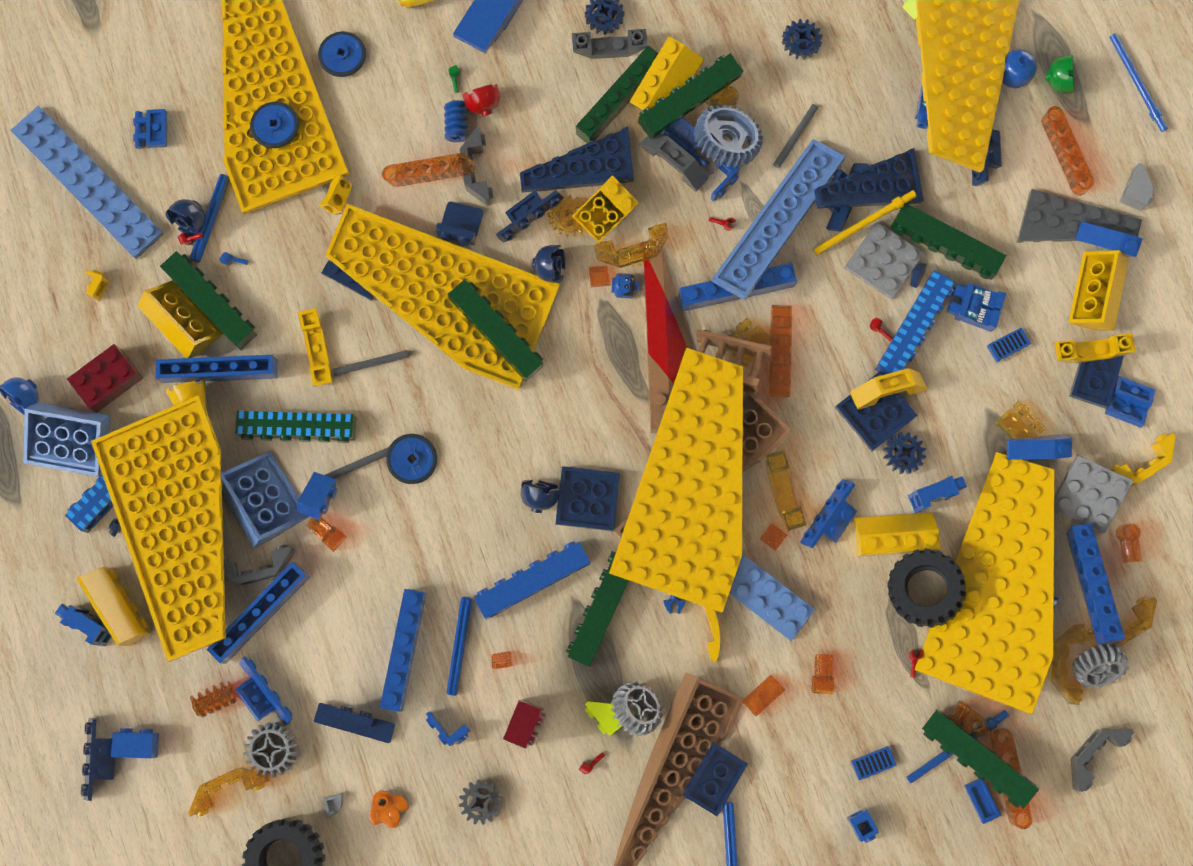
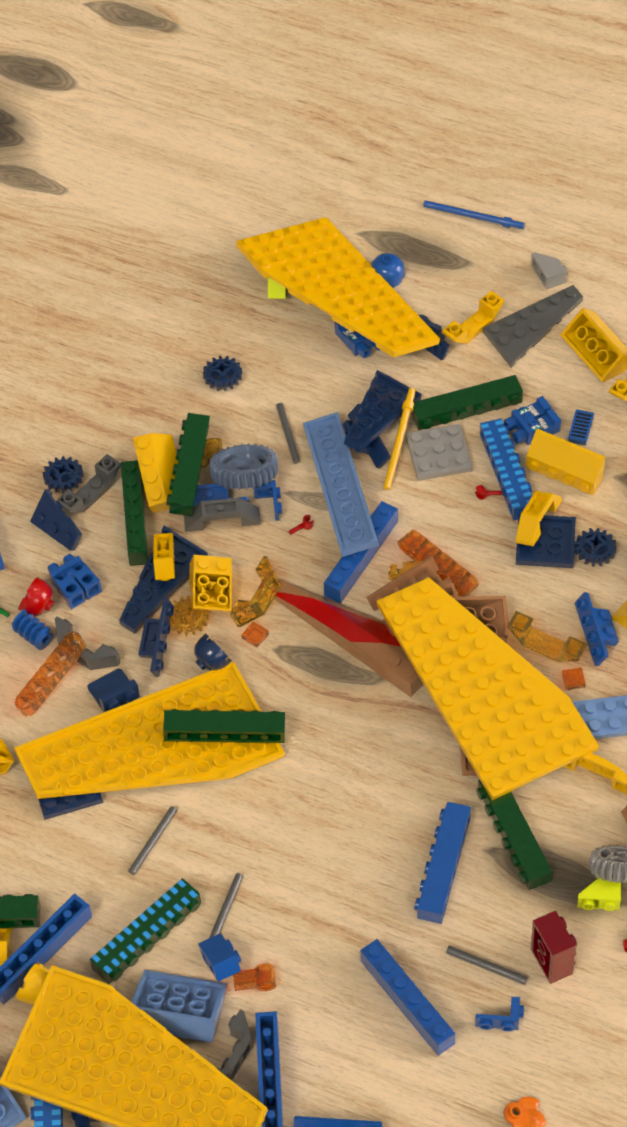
camera: 45 degrees left, 25 degrees down
(316, 347) = (98, 868): yellow slope -> none
(353, 722) = (428, 1081): dark blue bracket -> none
(421, 468) = (255, 882): blue wheel -> none
(459, 645) = (443, 957): blue axle -> none
(475, 792) = (595, 1041): dark grey gear -> none
(480, 681) = (486, 965): none -> dark grey bar
(501, 660) = (486, 936): clear orange slope -> none
(524, 104) = (74, 580): none -> blue hips
(539, 495) = (382, 803): dark blue cylinder -> none
(556, 49) = (54, 522): none -> dark blue wing
(587, 498) = (418, 775): dark blue plate -> none
(597, 153) = (164, 556): none -> yellow slope
(624, 285) = (281, 622): blue head -> none
(667, 603) = (563, 779): blue bar -> none
(917, 274) = (472, 440): dark blue tile -> none
(959, 365) = (565, 462): none -> yellow slope
(1040, 180) = (470, 328): none -> yellow slope
(1061, 74) = (420, 248): green cylinder -> none
(1066, 159) = (476, 286): clear orange beam -> none
(1108, 239) = (566, 310): blue slope -> none

